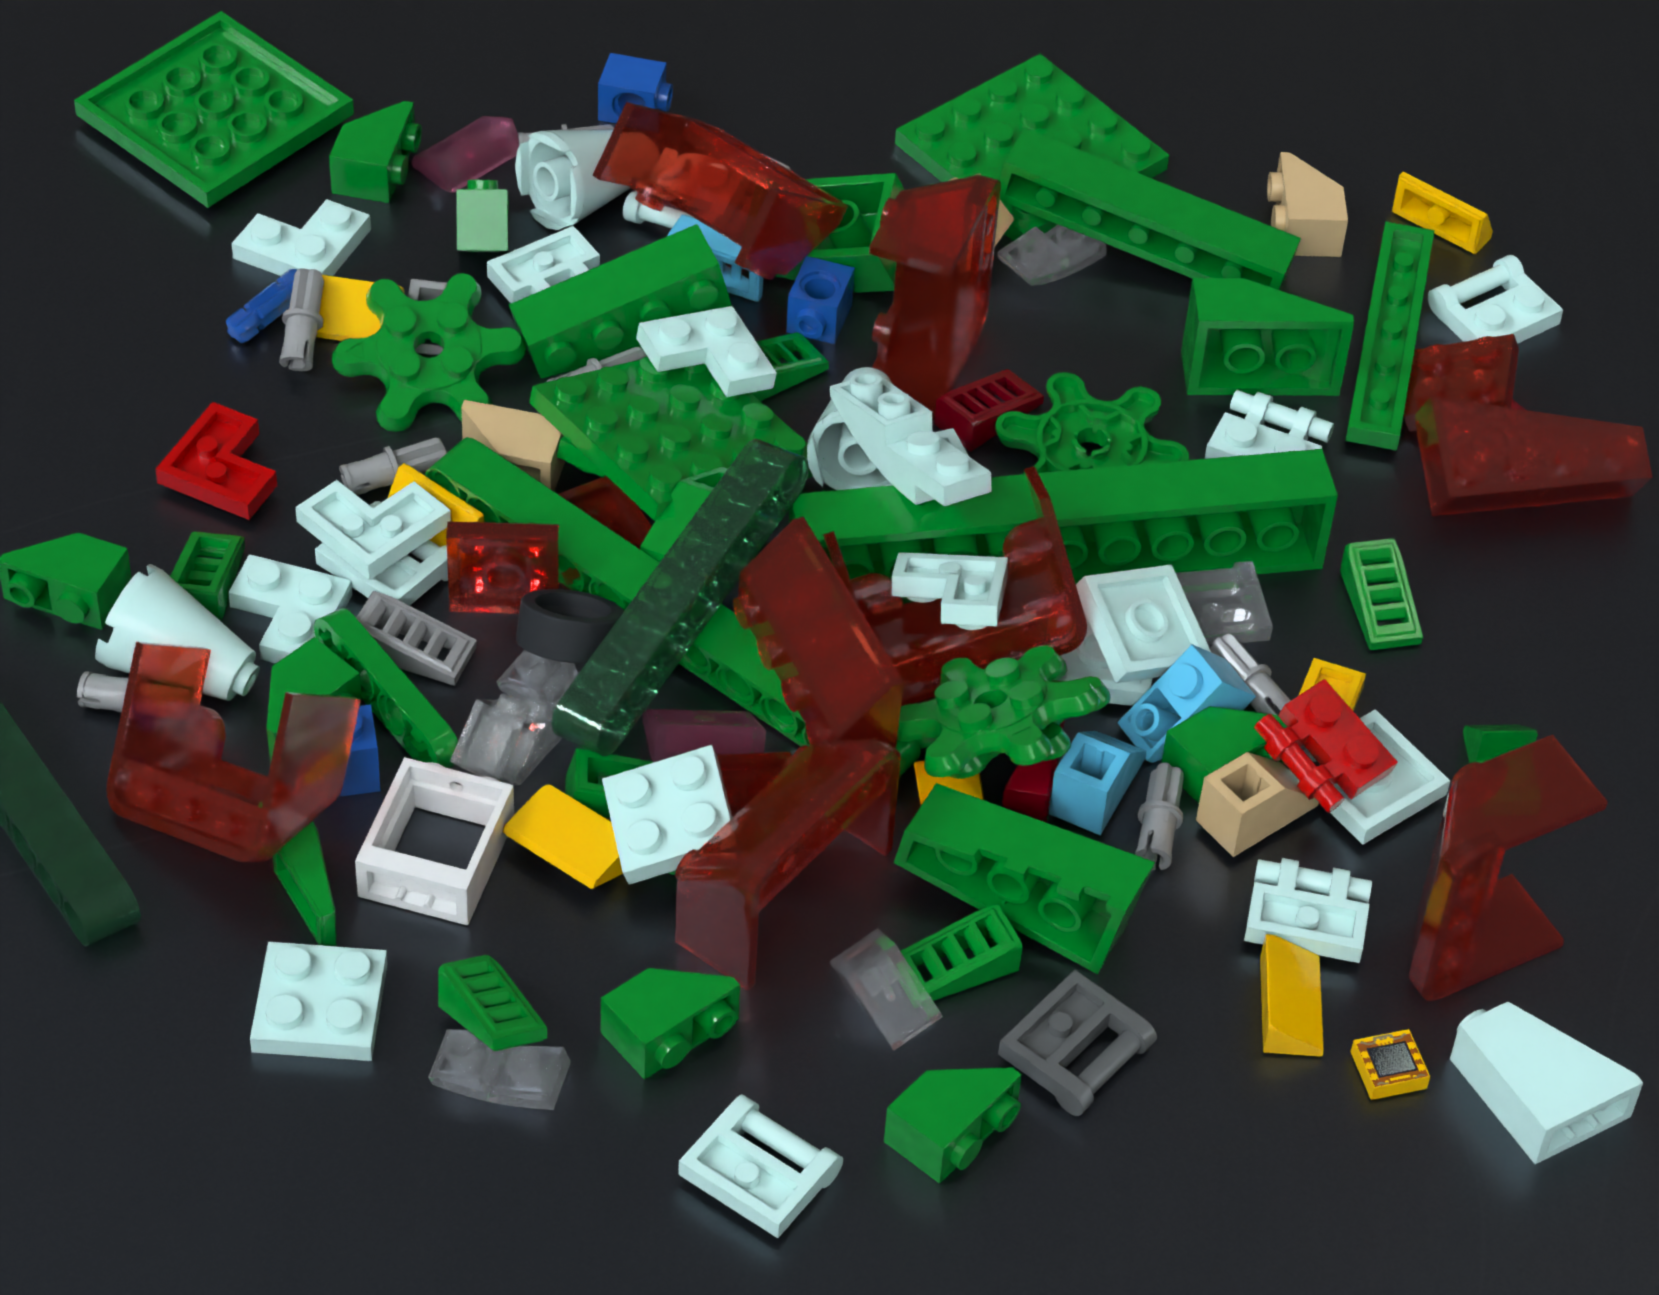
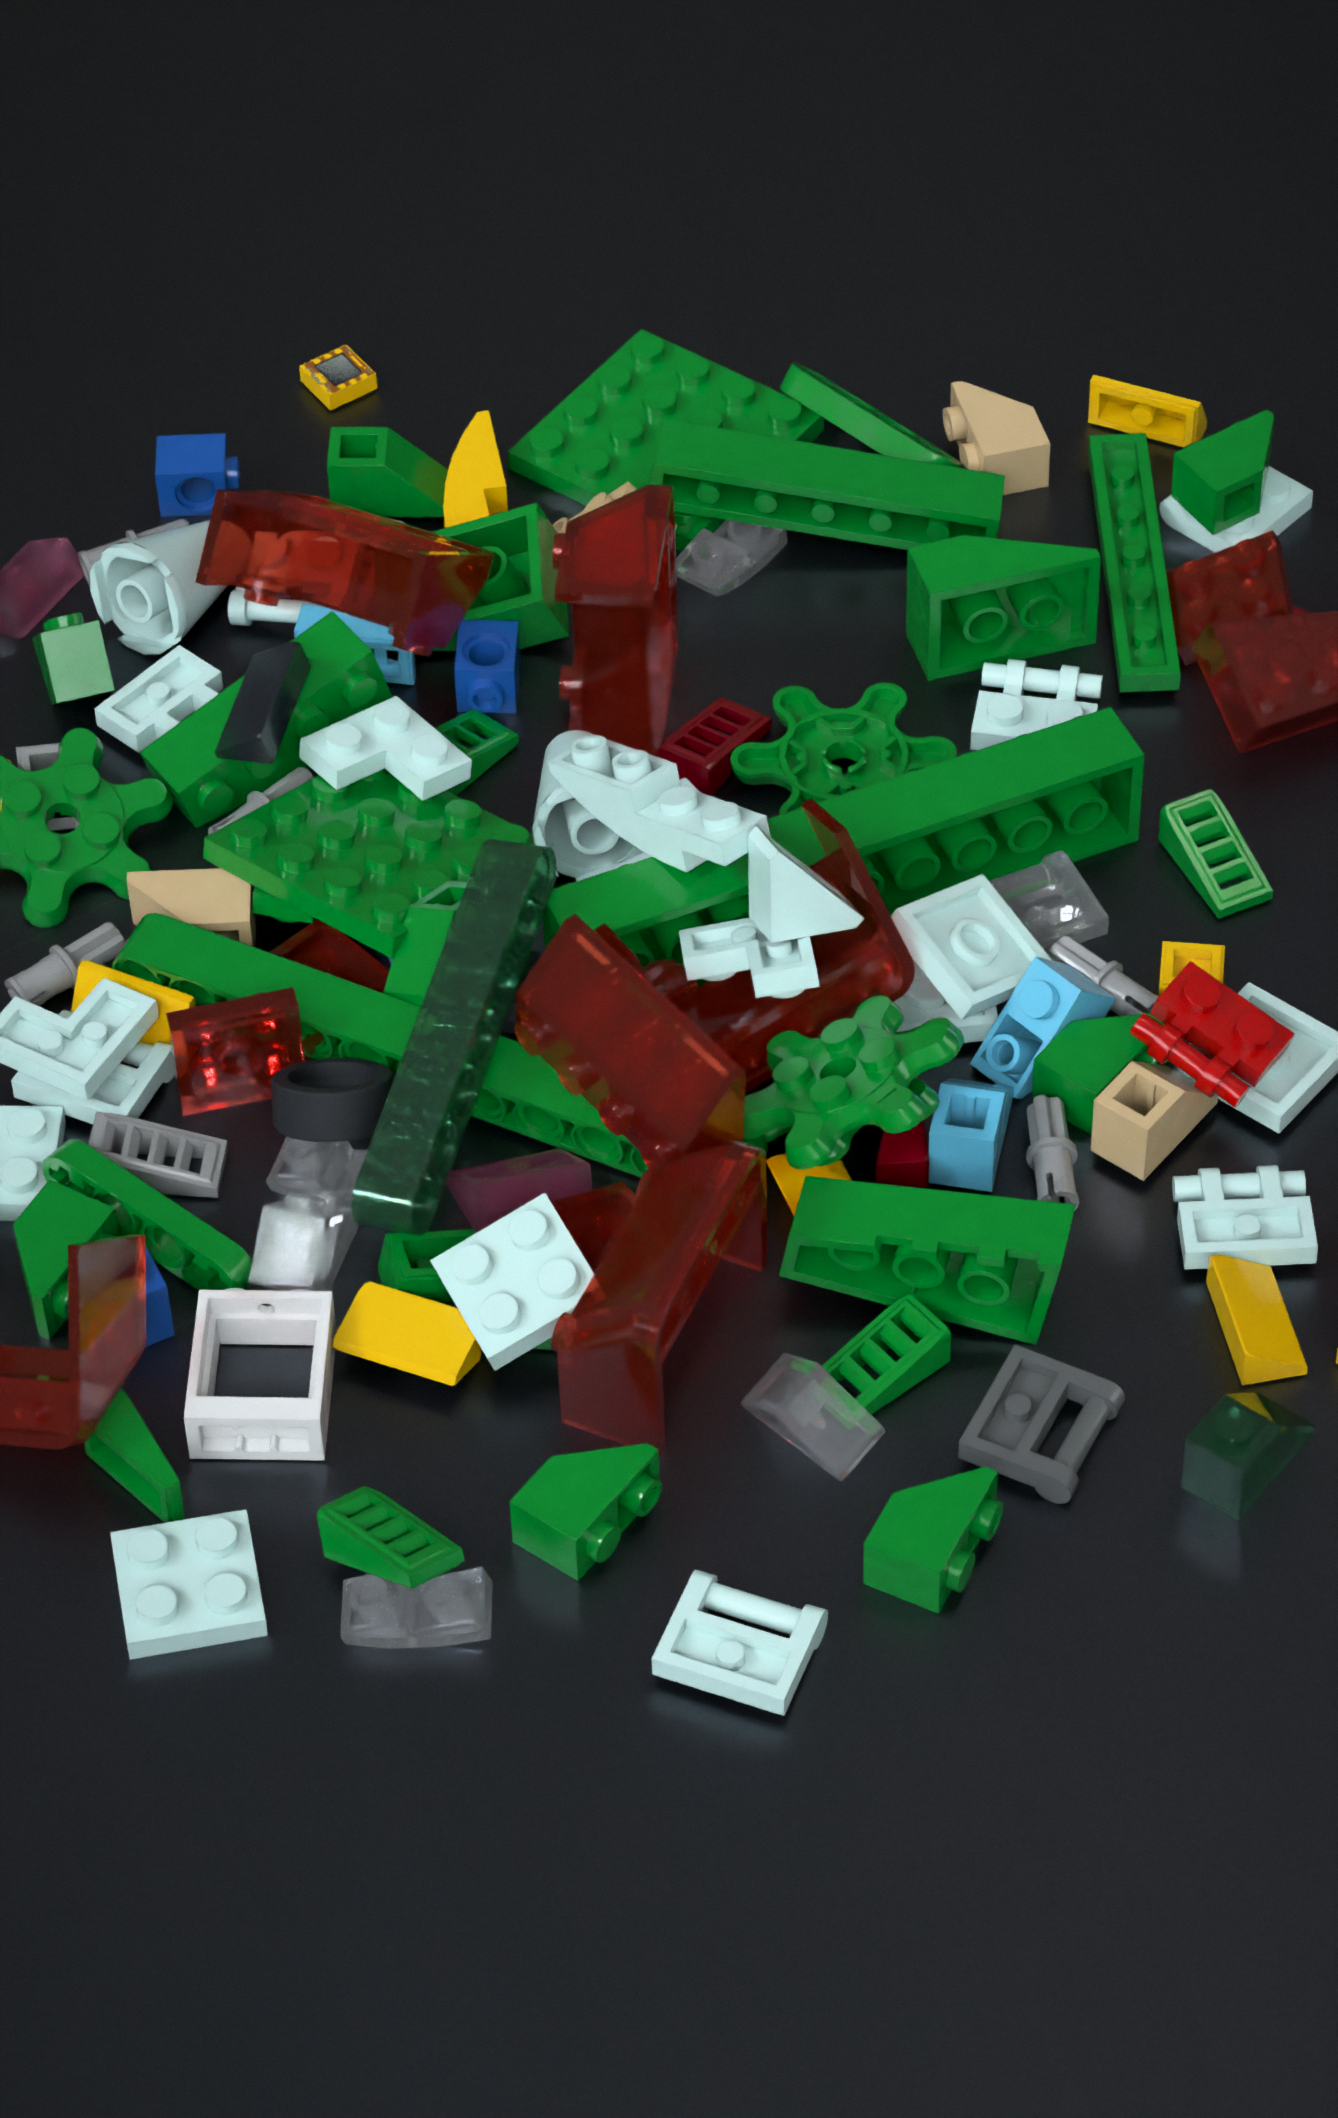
camera: 10 degrees left, 0 degrees up
(618, 288) = (264, 704): none -> black slope
(778, 39) = (338, 377): none -> tile
(786, 124) = (383, 473): none -> green slope
(859, 141) = (475, 475): none -> yellow slope
(996, 544) = (790, 897): none -> light aqua slope
(1197, 165) = (860, 418): none -> green beam
(1242, 1107) = (1241, 1450): none -> clear green slope
(1489, 277) = (1225, 473): none -> green slope

